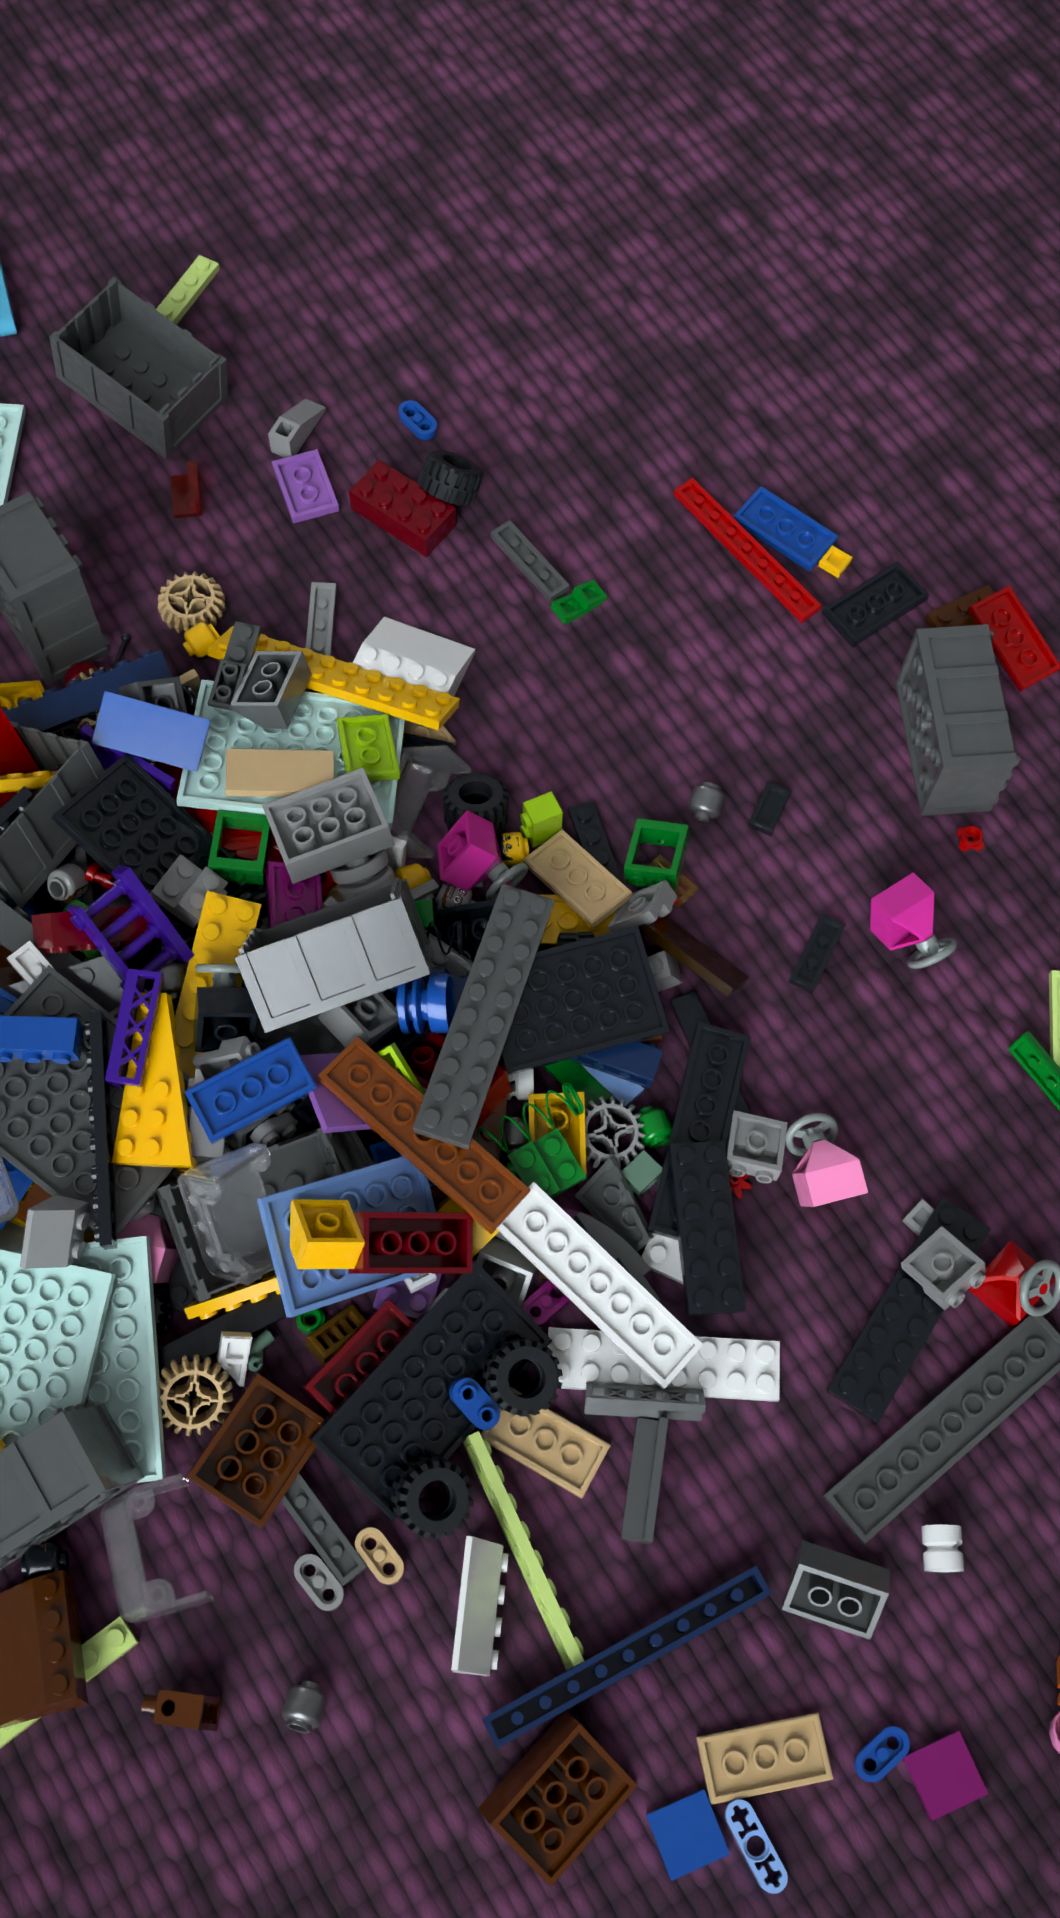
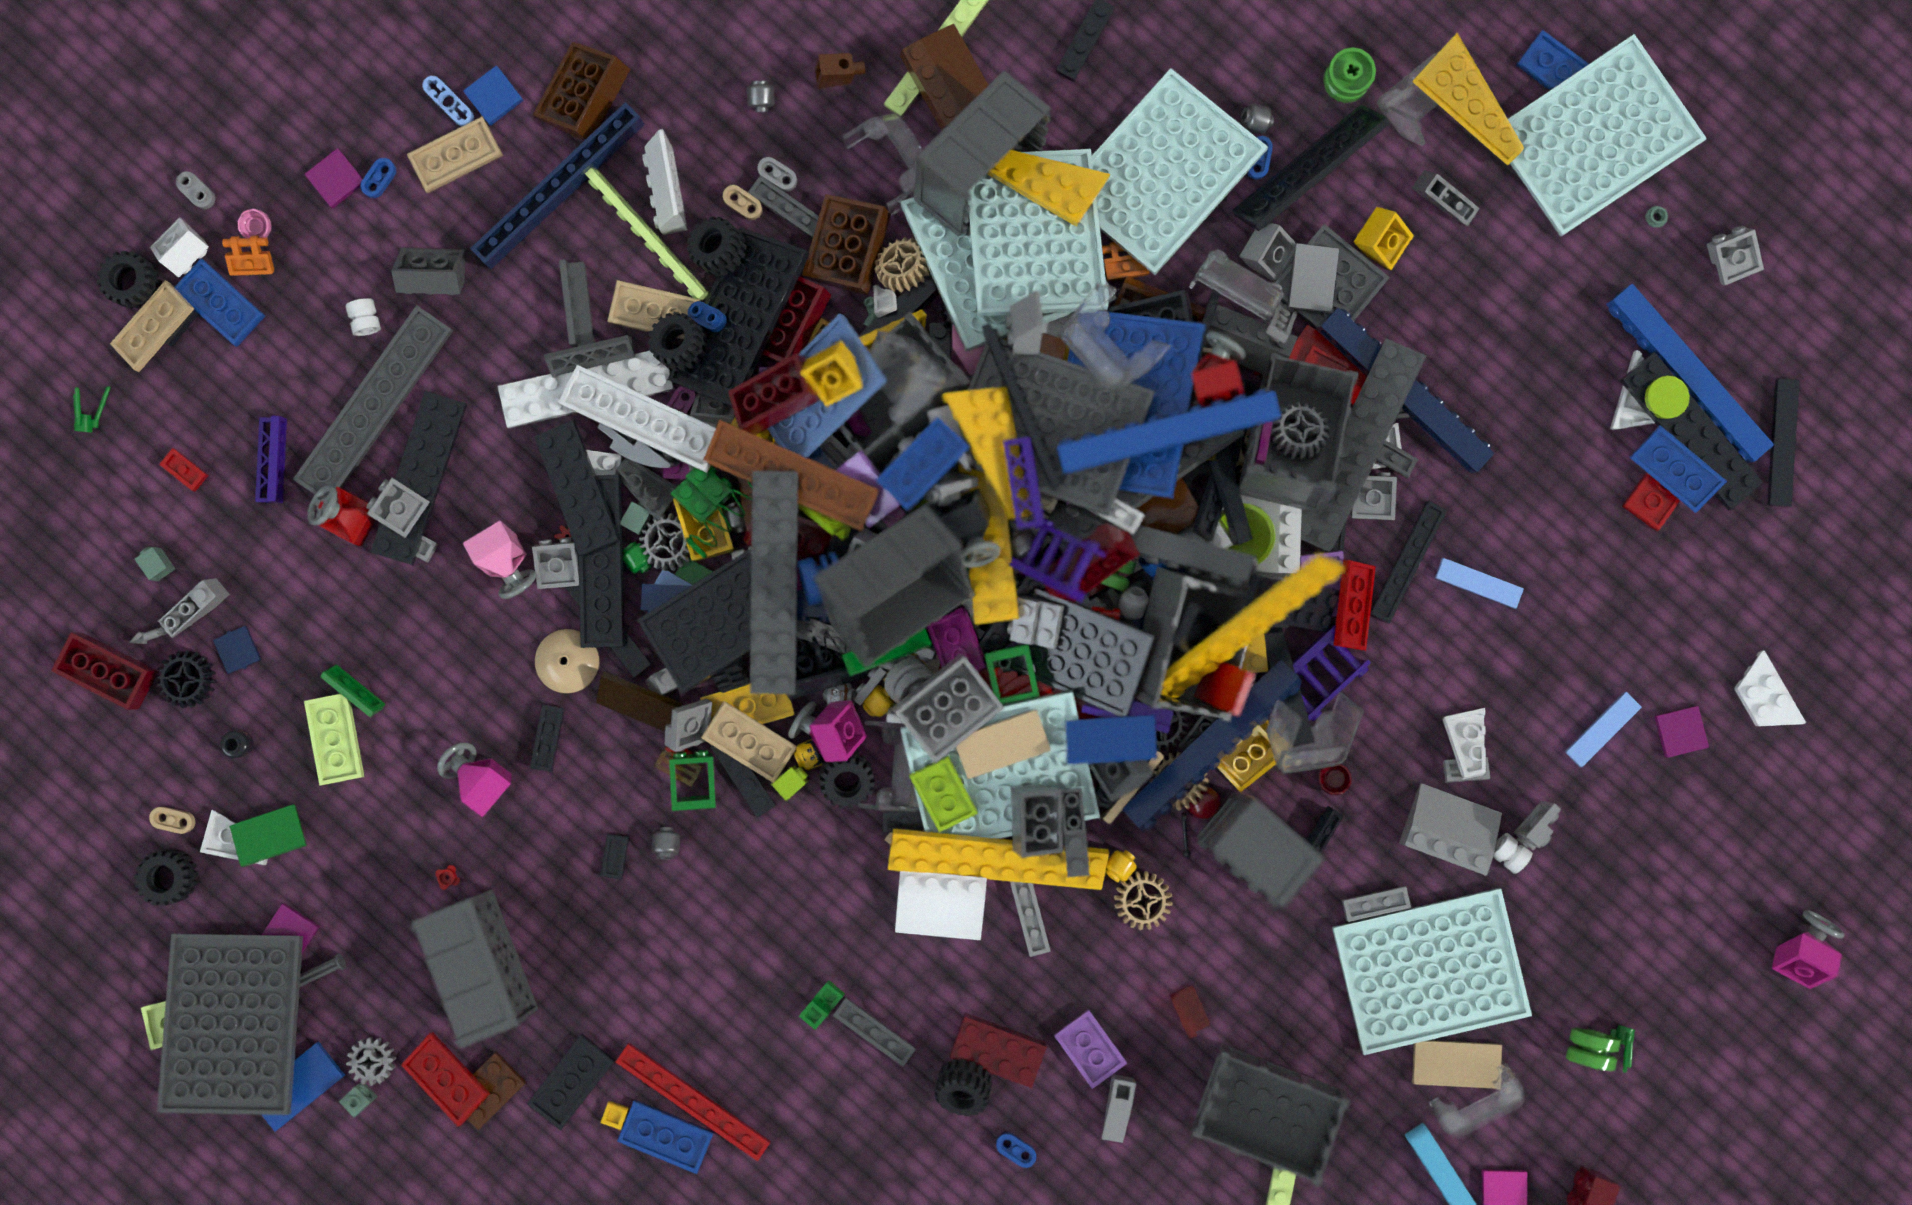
camera: 165 degrees right, 20 degrees up
(774, 1051) = (581, 664): none -> tan dish

